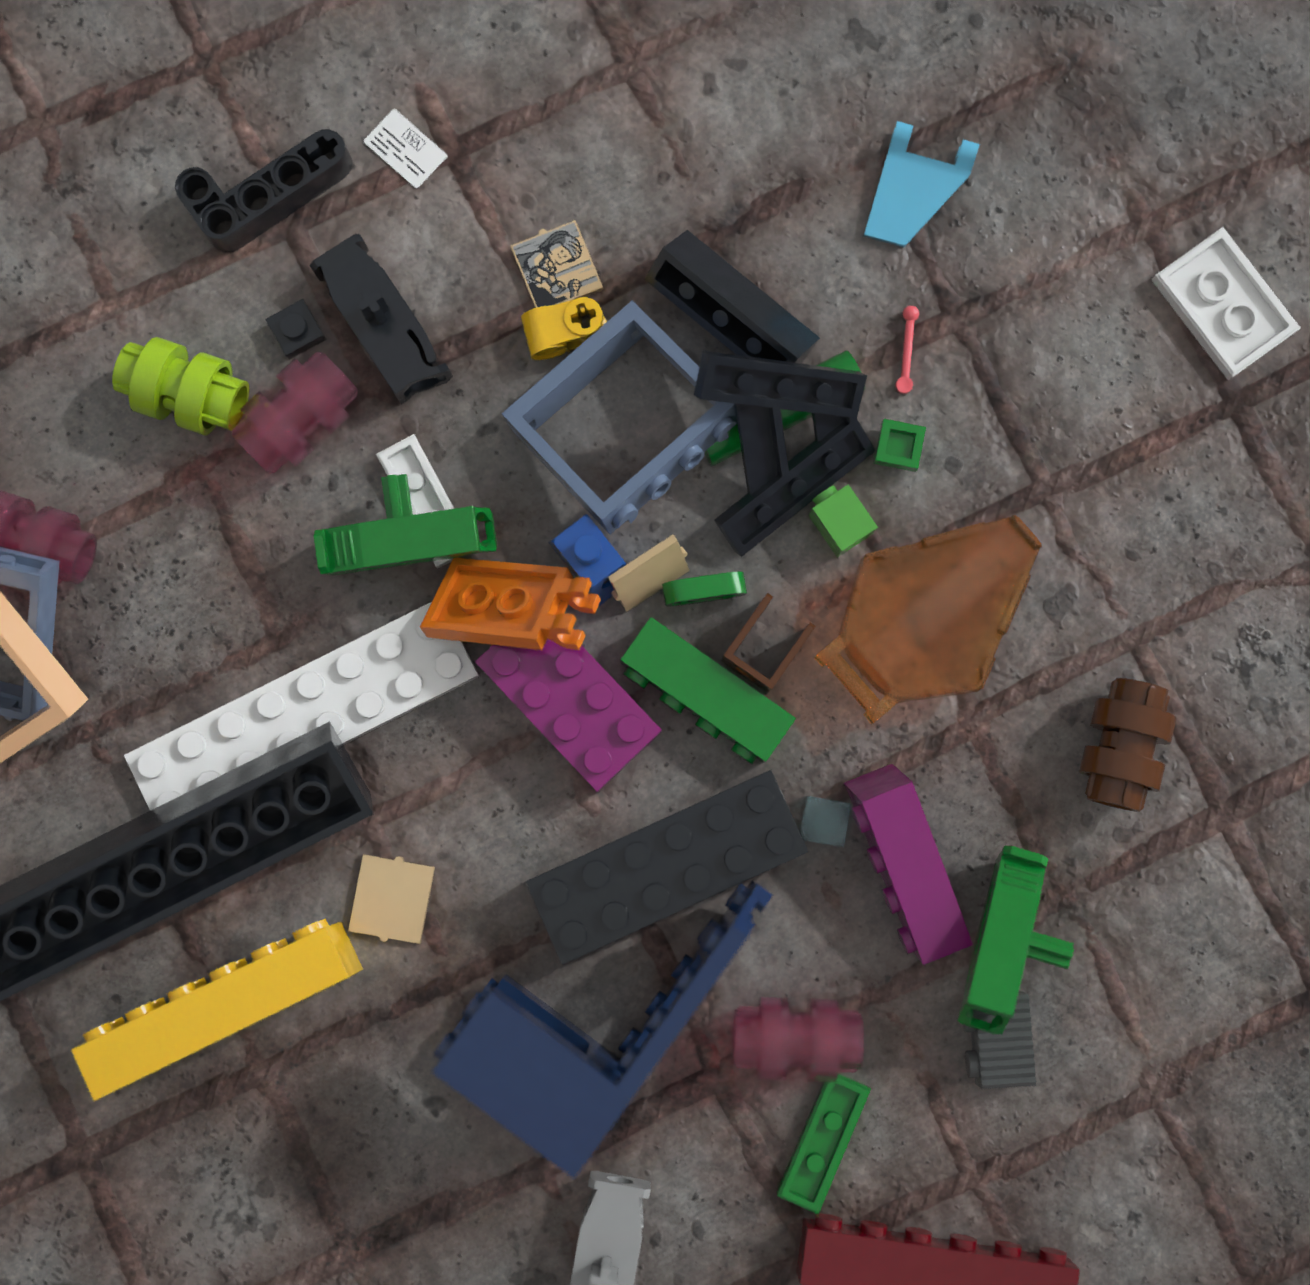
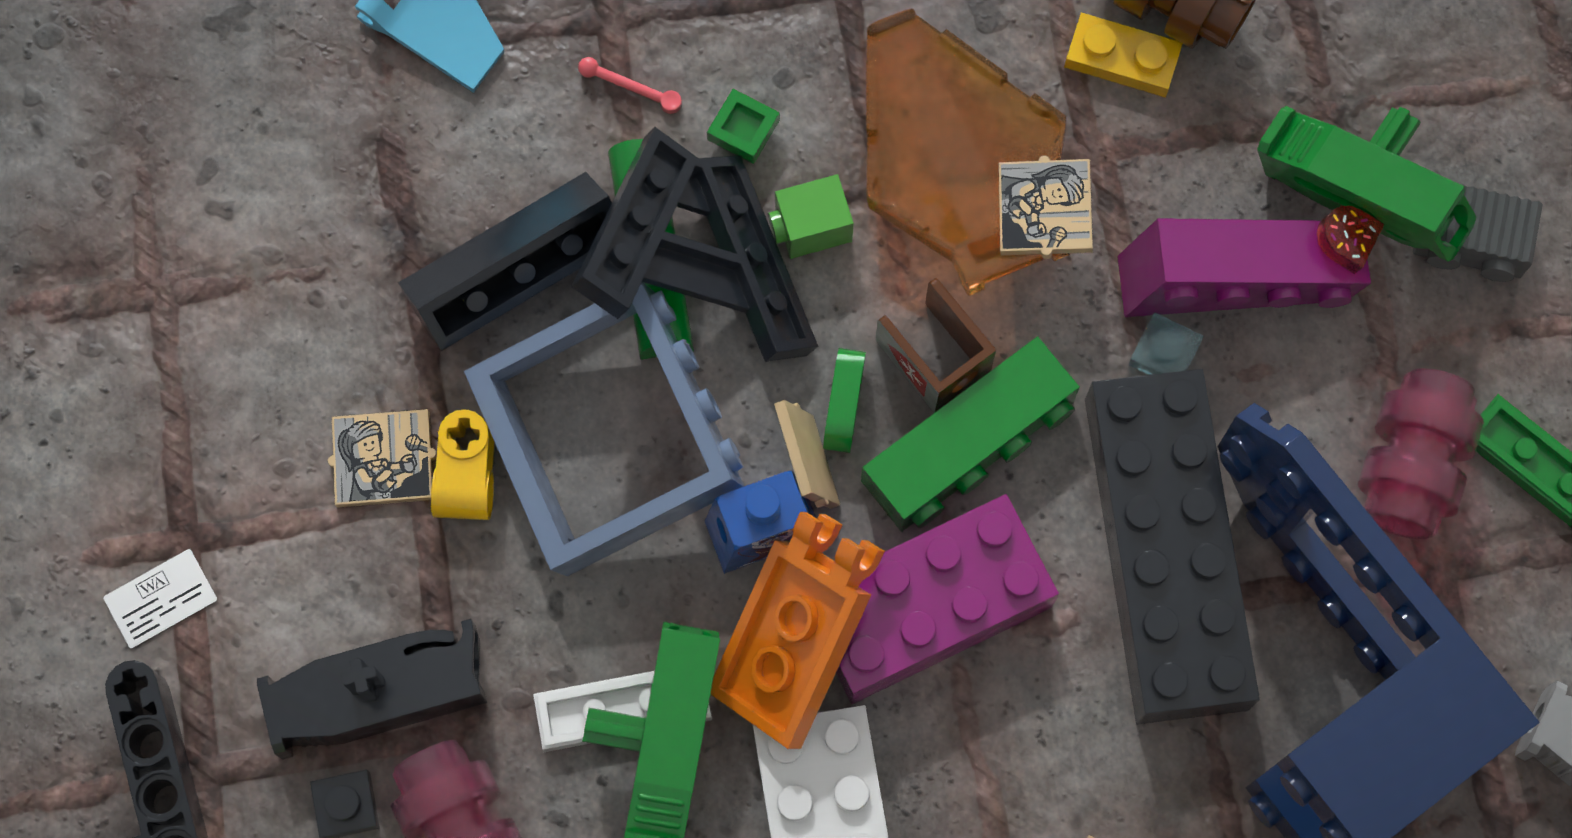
camera: 70 degrees left, 10 degrees down
(900, 693) = (1045, 207): none -> piece
(953, 937) = (1348, 236): none -> clear red tile
(1059, 720) = (1123, 54): none -> yellow plate

